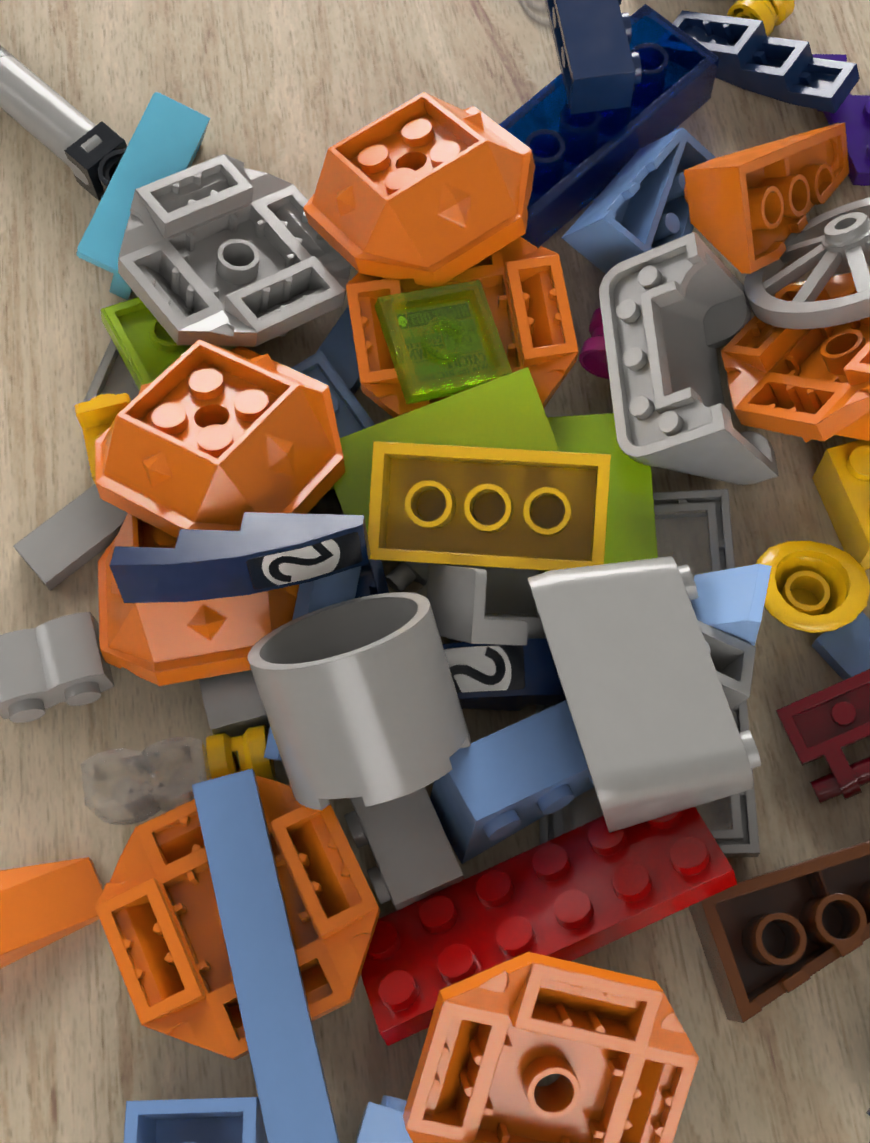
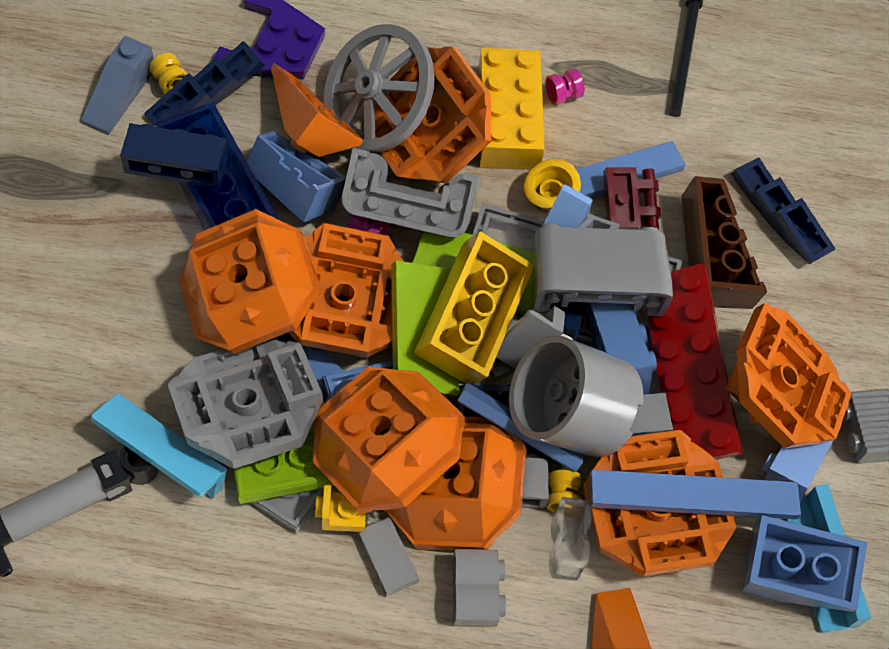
camera: 85 degrees left, 5 degrees down
(261, 557) = (479, 423): dark blue slope -> none
(441, 340) = (358, 300): clear neon green tile -> none

